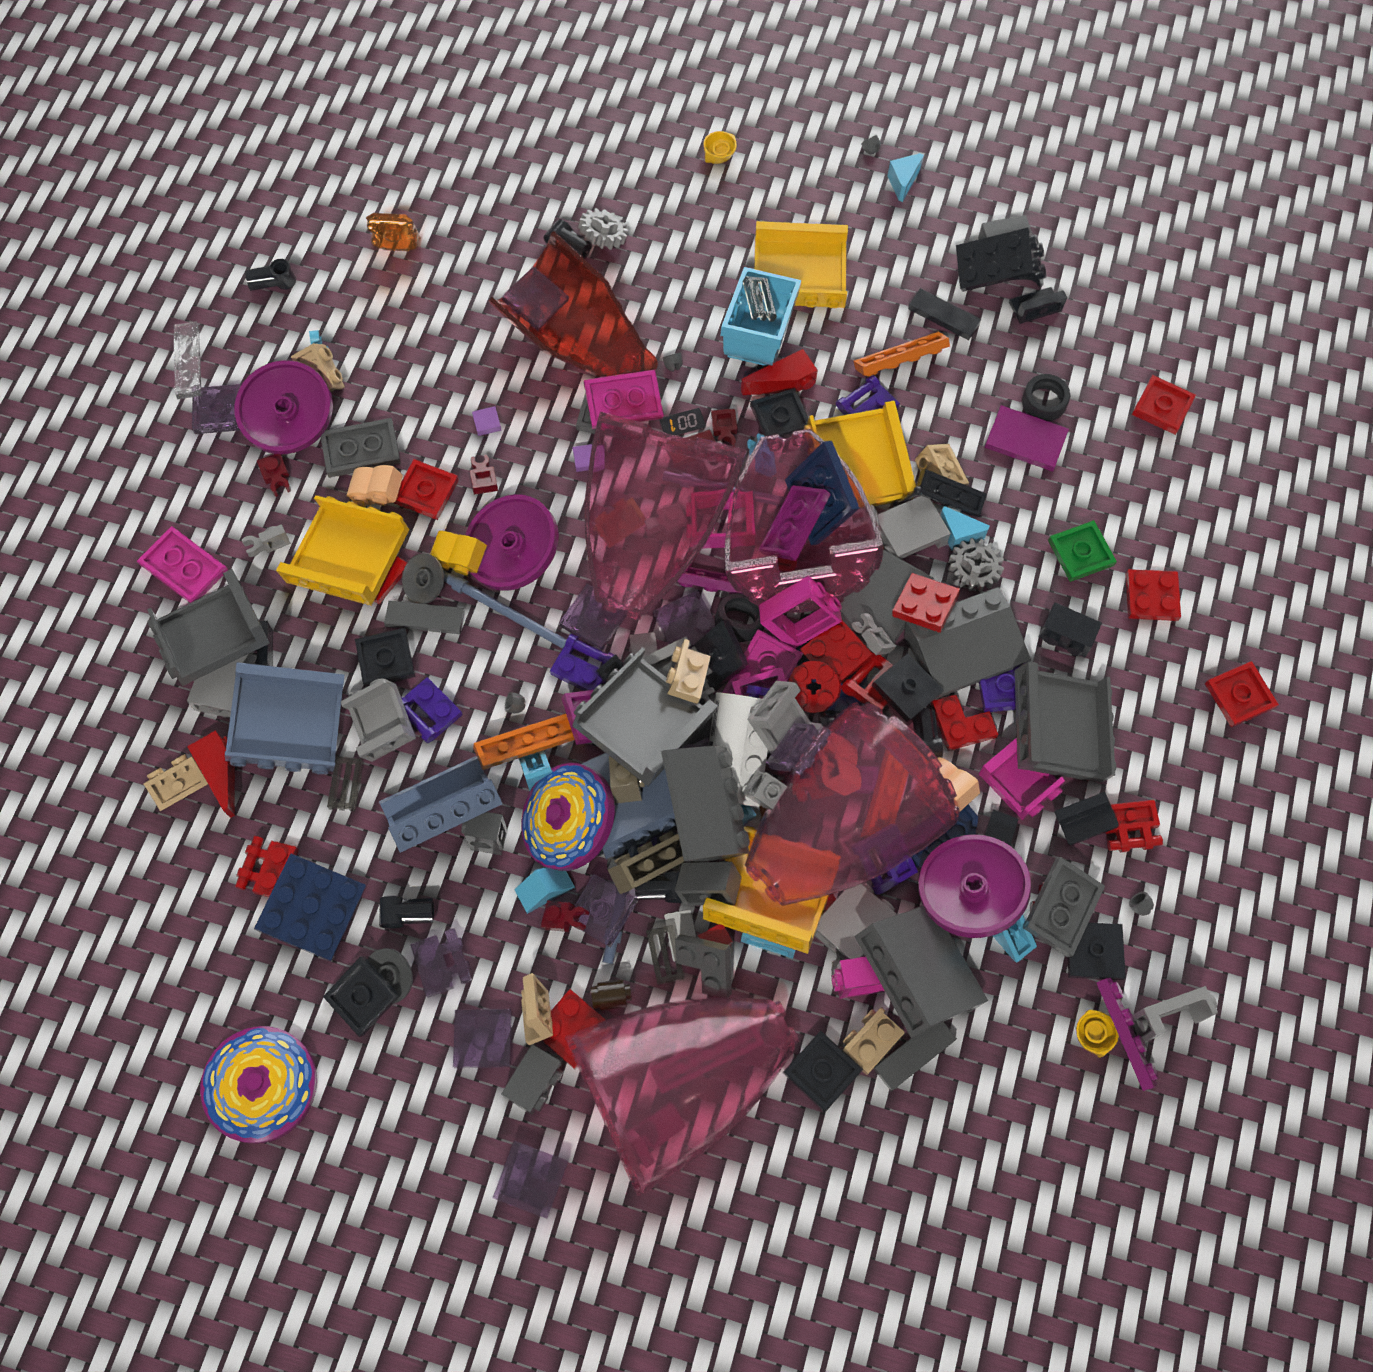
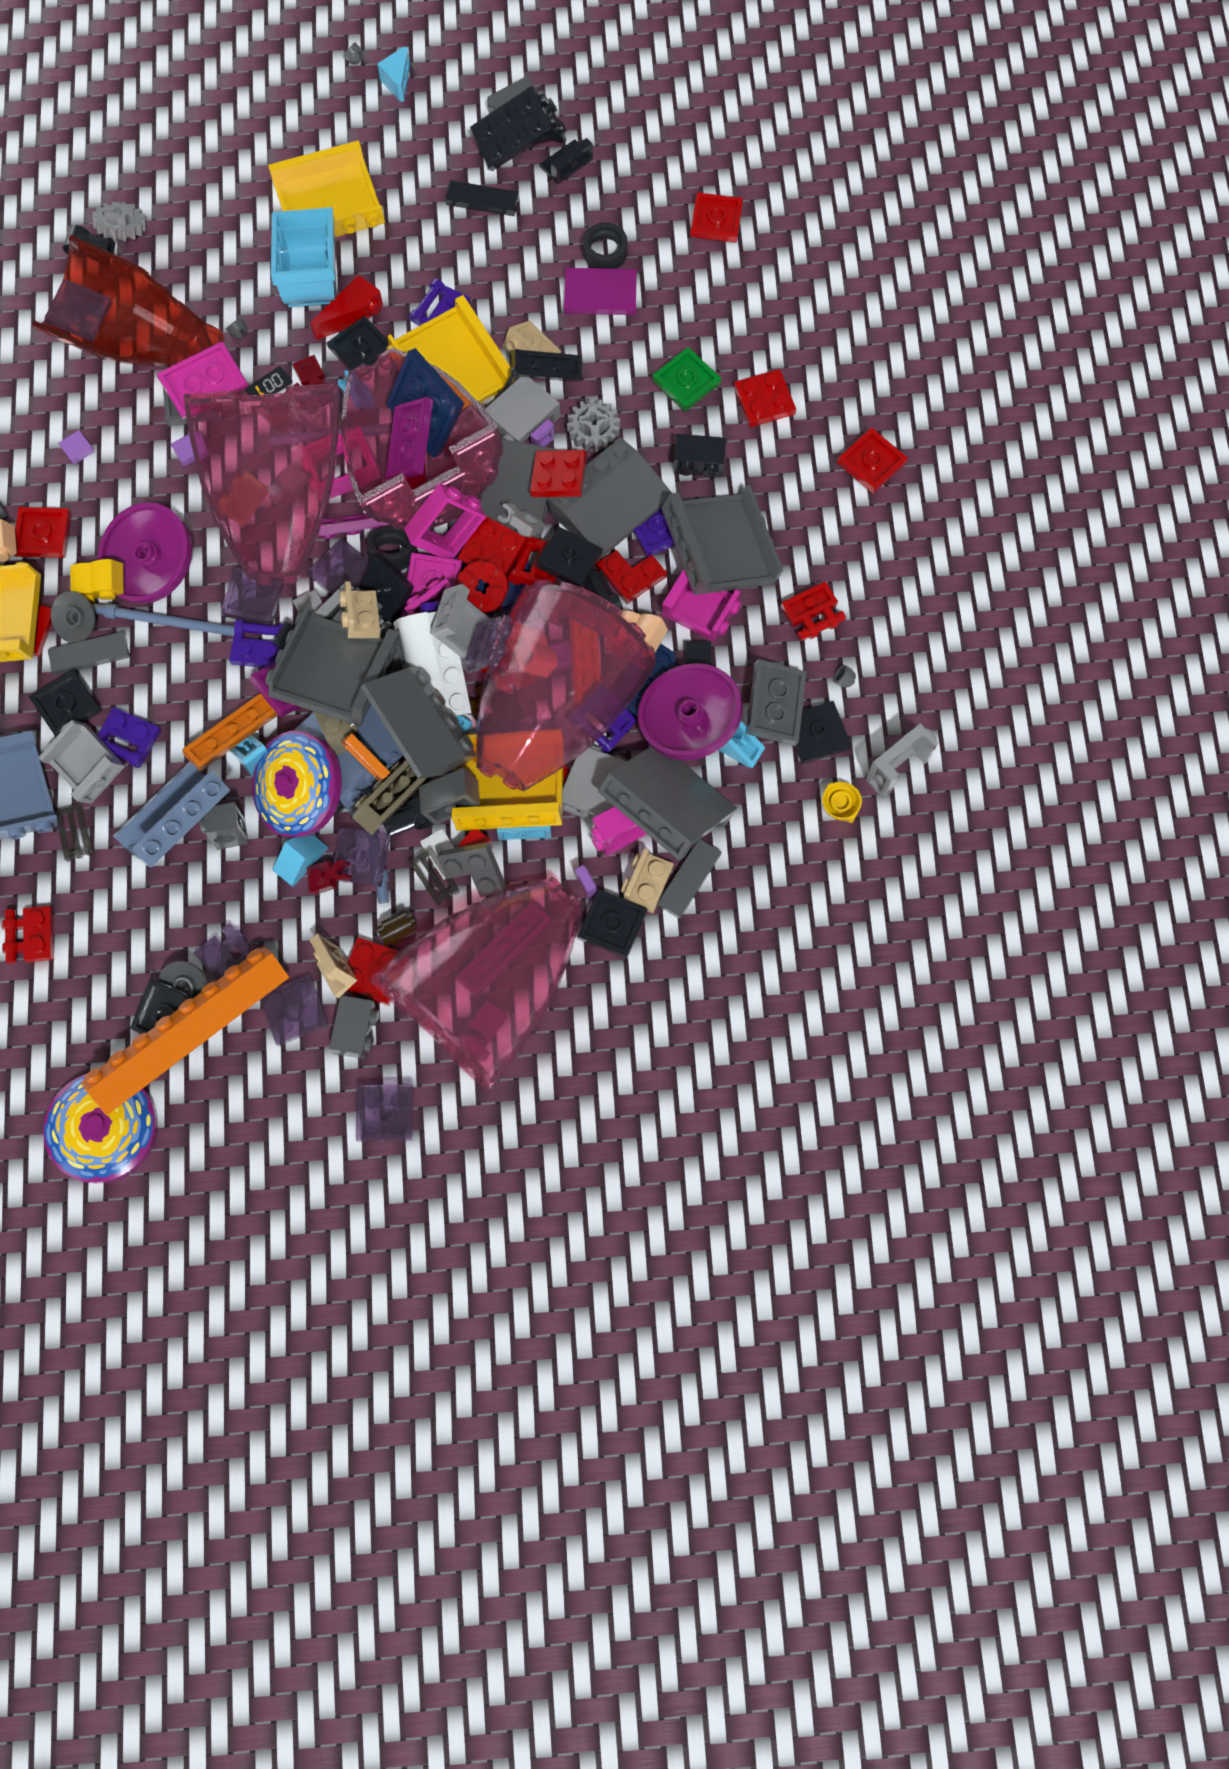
camera: 20 degrees left, 5 degrees up
(310, 907) = (85, 954): dark blue plate -> none
(371, 1021) = (184, 1030): none -> orange brick
(397, 911) = (170, 928): black piece -> none
(482, 476) = (93, 501): plate -> none
(514, 703) = (207, 701): dark grey hinge -> none
(641, 817) = (365, 757): none -> orange tile
(719, 147) = (204, 103): yellow hat -> none
(755, 297) = (294, 237): clear smoke tile -> none
(764, 789) = (469, 693): light grey brick -> none
(811, 1018) = (585, 881): none -> medium lavender tile
(905, 352) = (461, 245): orange plate -> none
(923, 557) = (543, 434): none -> medium lavender tile
(962, 527) = (569, 394): medium azure slope -> none
(1087, 818) = (771, 618): black panel -> none
(1133, 1044) = (876, 799): magenta plate -> none

